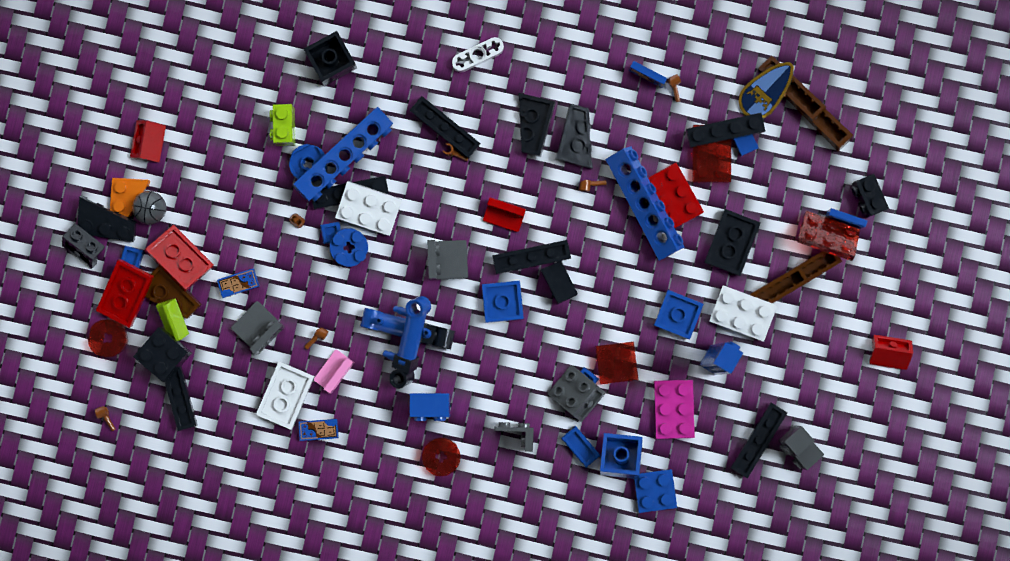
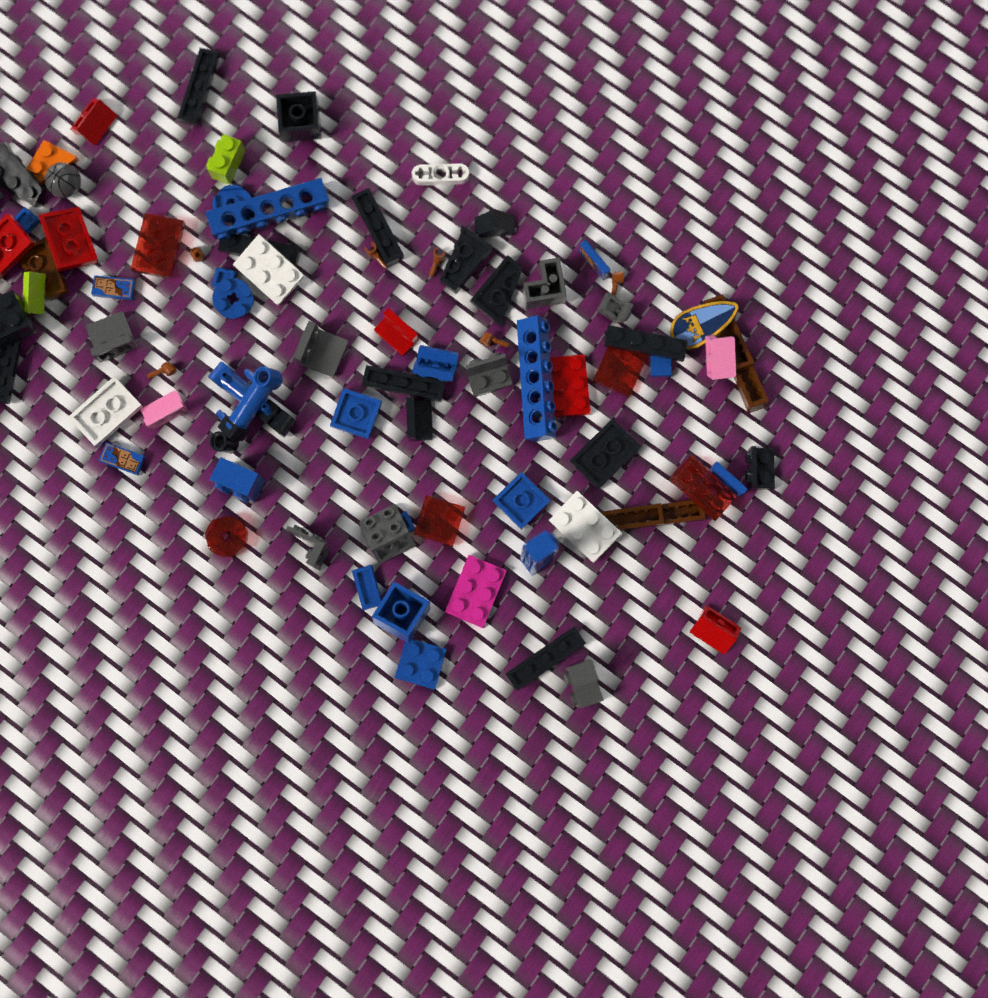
camera: 20 degrees right, 5 degrees down
(226, 68) = (198, 86): none -> black plate
(260, 229) = (158, 246): none -> clear red plate
(509, 133) = (437, 259): none -> dark orange hand
(545, 80) = (494, 224): none -> black slope
(552, 227) = (436, 363): none -> blue bracket
(603, 218) = (488, 374): none -> dark grey bracket
(622, 116) = (549, 289): none -> dark grey brick
(685, 110) = (614, 308): none -> dark grey bracket
(795, 115) = (720, 357): none -> bright pink panel

